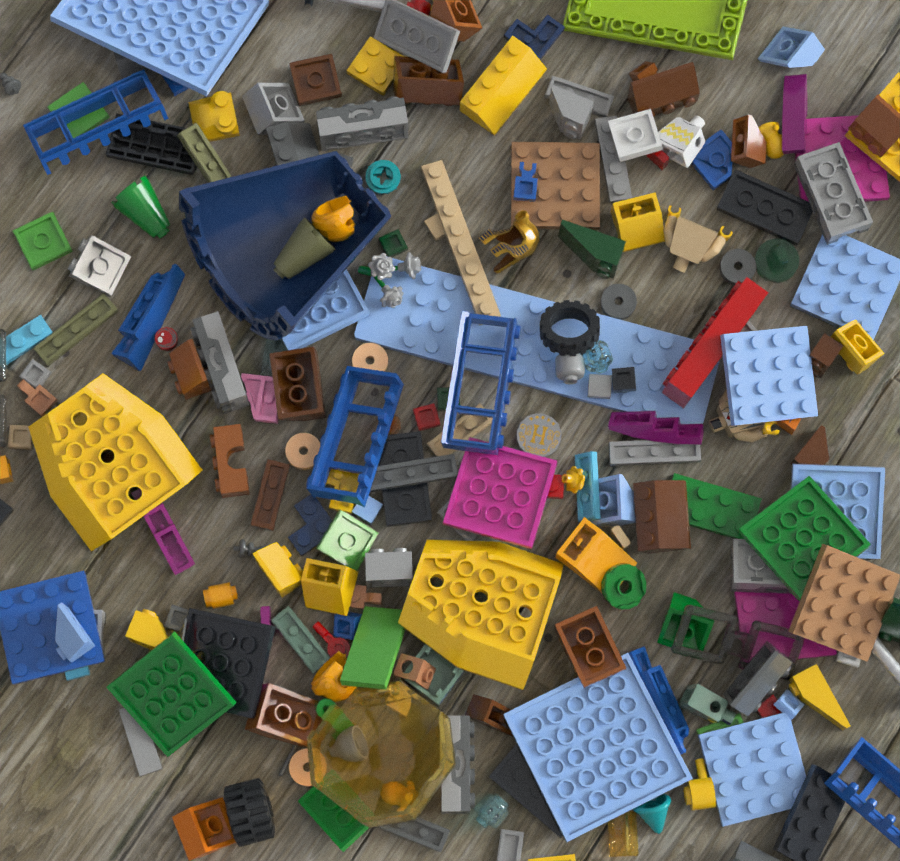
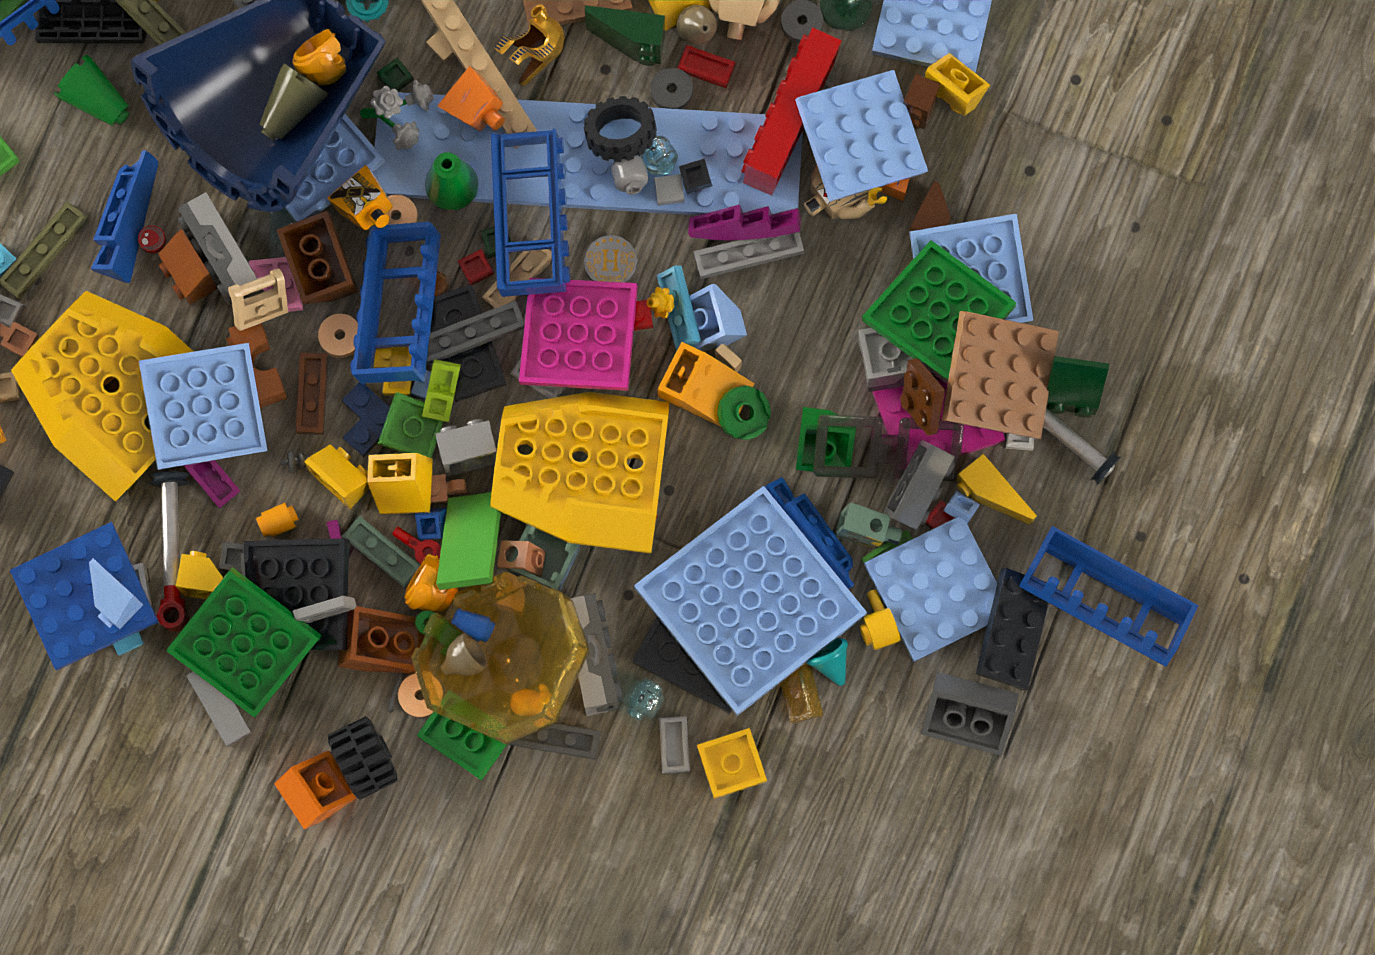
camera: 10 degrees left, 0 degrees up
(98, 265) = (54, 169): plate -> none
(128, 600) = (171, 559): none -> piece
(178, 489) = (202, 406): none -> light blue plate
(243, 682) = (325, 609): none -> light grey tile
(245, 415) = (261, 306): none -> tan plate
(345, 343) = (362, 200): none -> torso
(365, 721) = (474, 625): none -> blue cone
(377, 515) = (441, 390): none -> lime slope
(421, 344) = (451, 182): none -> green cone
(453, 280) = (473, 102): none -> orange torso
(488, 713) = (618, 590): reddish brown slope -> none
(589, 646) = (717, 487): dark orange slope -> none
(650, 252) = (696, 24): none -> dark tan helmet
(651, 288) = (706, 66): none -> red tile
(661, 516) = (771, 323): reddish brown slope -> none
(718, 508) = (823, 301): green plate -> none
(776, 607) = (922, 396): none -> reddish brown plate

